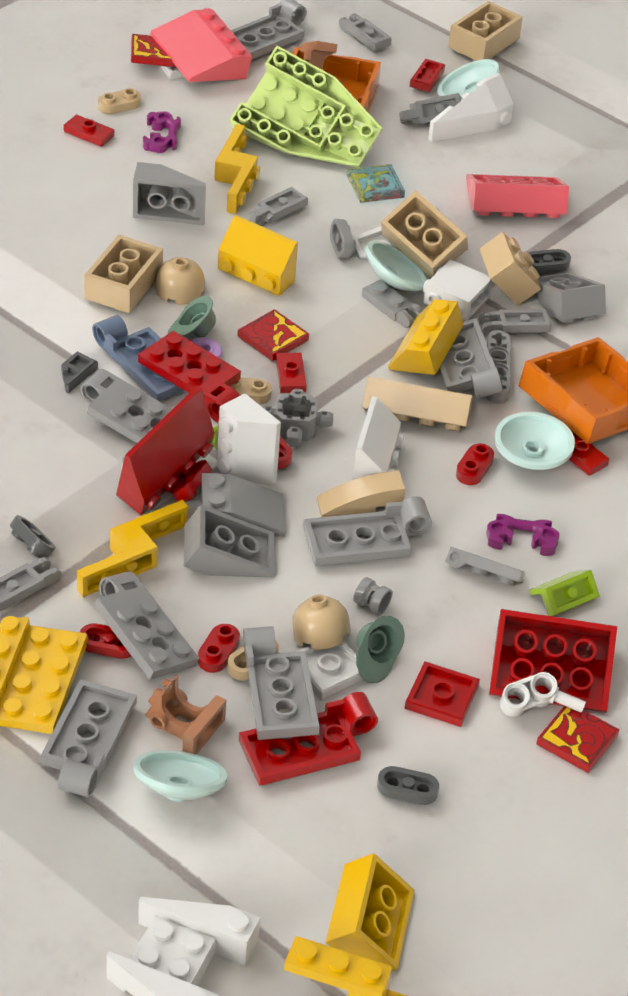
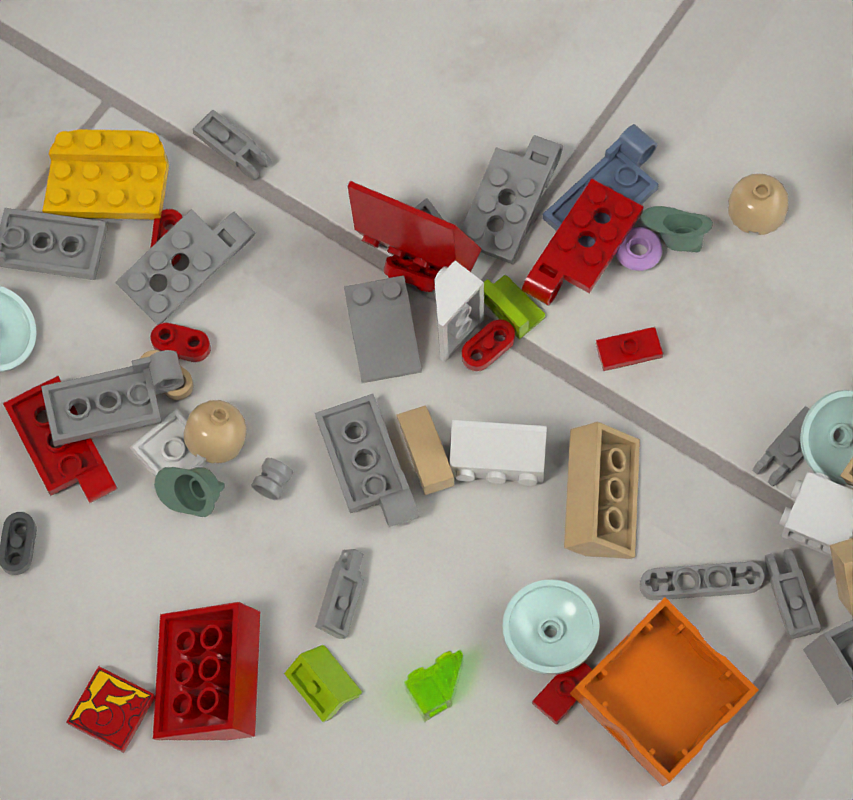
camera: 90 degrees right, 25 degrees up
(27, 532) = (297, 142): dark grey plate -> none
(77, 369) = (576, 129): dark grey tile -> none
(123, 273) = (741, 137): tan brick -> none
(133, 546) = (300, 234): yellow bracket -> none
(173, 702) = (58, 338): nougat tile -> none
(227, 545) = (318, 328): light grey slope -> none
(255, 388) = (586, 303): tan plate -> none
(258, 256) = (811, 276): yellow slope -> none
(273, 334) = (693, 320): tile -> none
(298, 404) = (540, 342): light grey piece -> none
(429, 338) = (707, 489): yellow slope -> none
(442, 694) = (152, 567): red tile -> none
(475, 464) = (516, 570): red plate -> none
(477, 371) = (664, 551): light grey hinge -> none
(502, 531) = (410, 604): magenta helmet -> none
(530, 697) = (145, 650): white beam -> none
(575, 519) = (435, 687): none -> clear neon green slope

